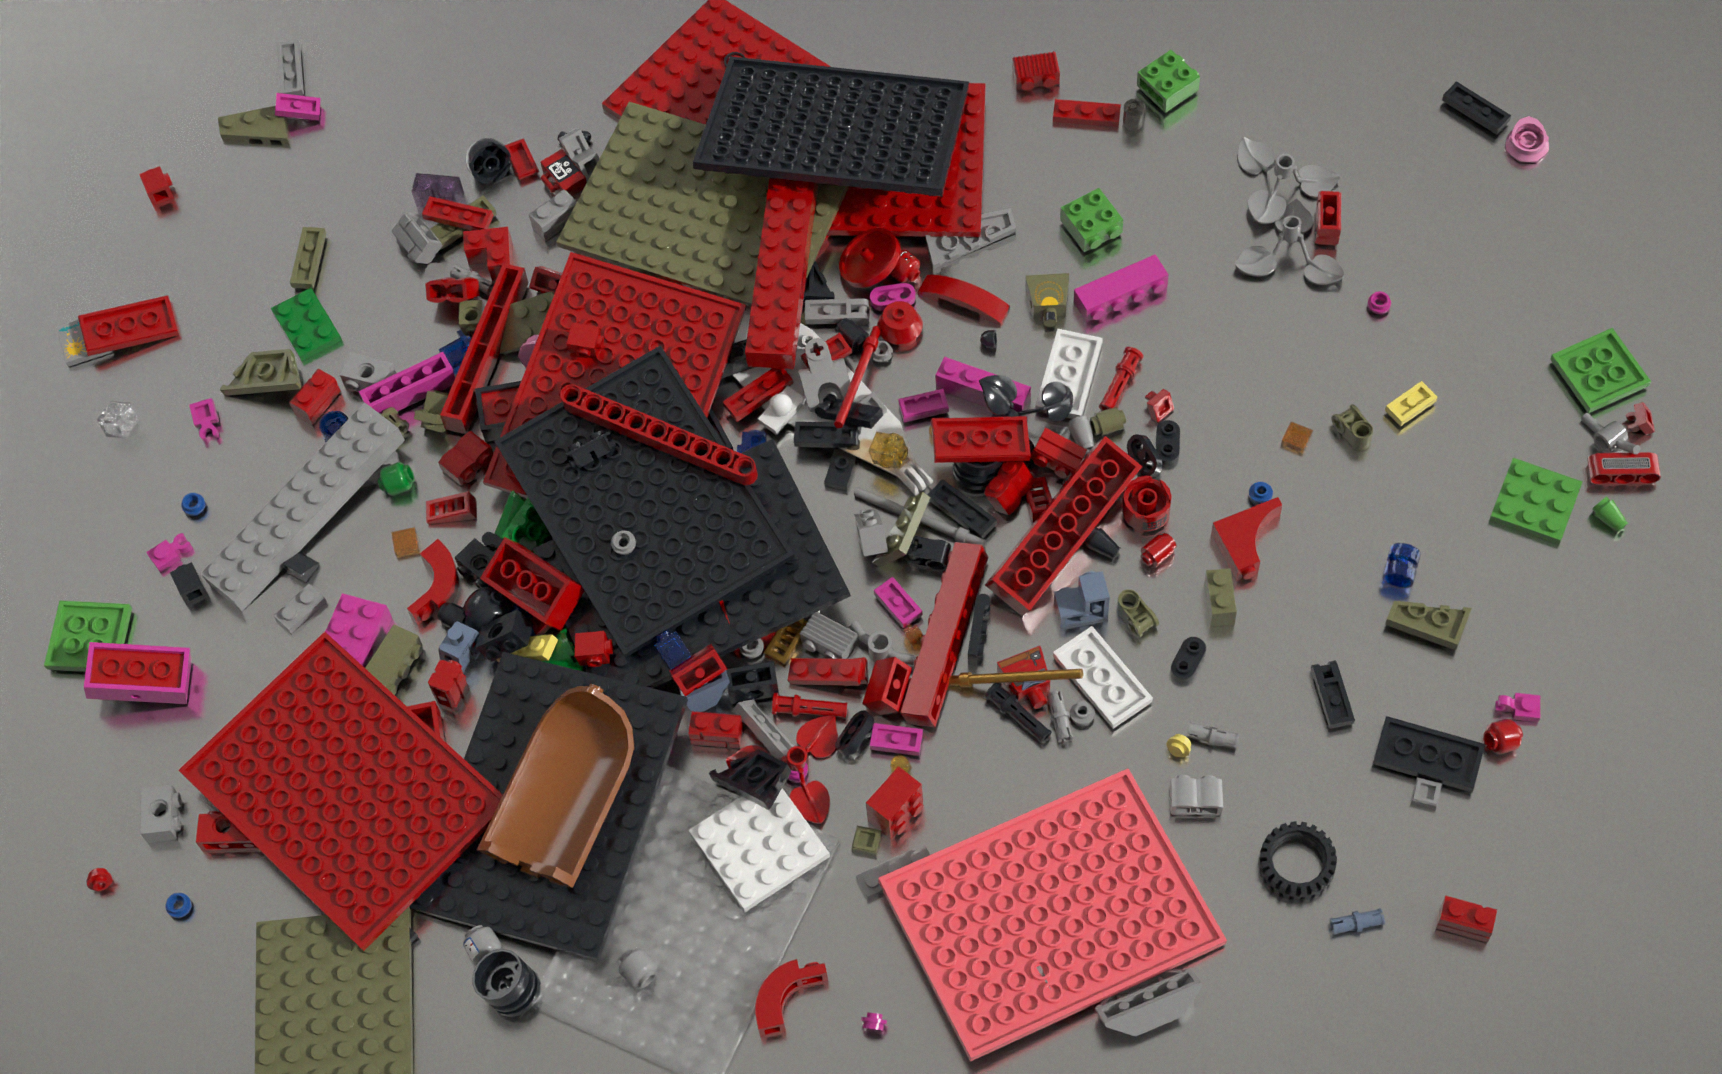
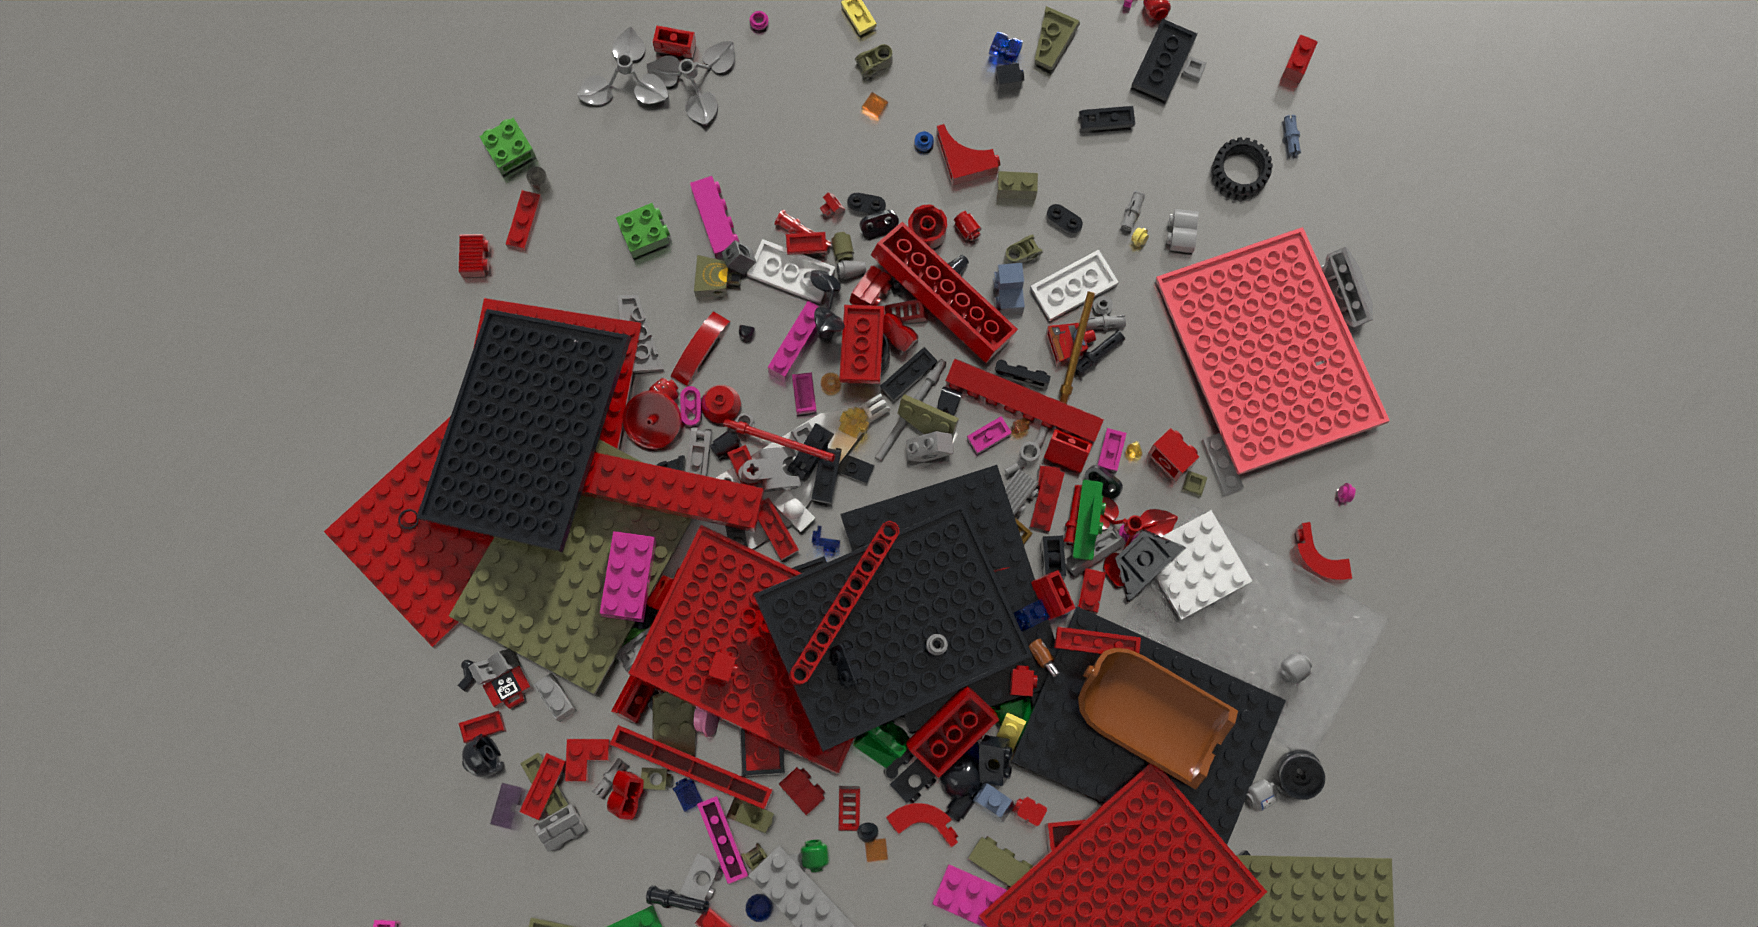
camera: 90 degrees left, 15 degrees up
(344, 345) = (669, 899): none -> black pin
(423, 528) = (867, 832): none -> black plate
(624, 666) = (1043, 656): none -> dark orange piece
(642, 716) = (1093, 641): none -> red plate
(681, 246) = (628, 576): none -> dark pink brick
(801, 713) = (1088, 520): none -> green bracket
(1073, 314) = (739, 257): none -> dark grey brick
(1103, 380) = (806, 243): none -> red tile
(1363, 574) = (1009, 77): none -> black brick

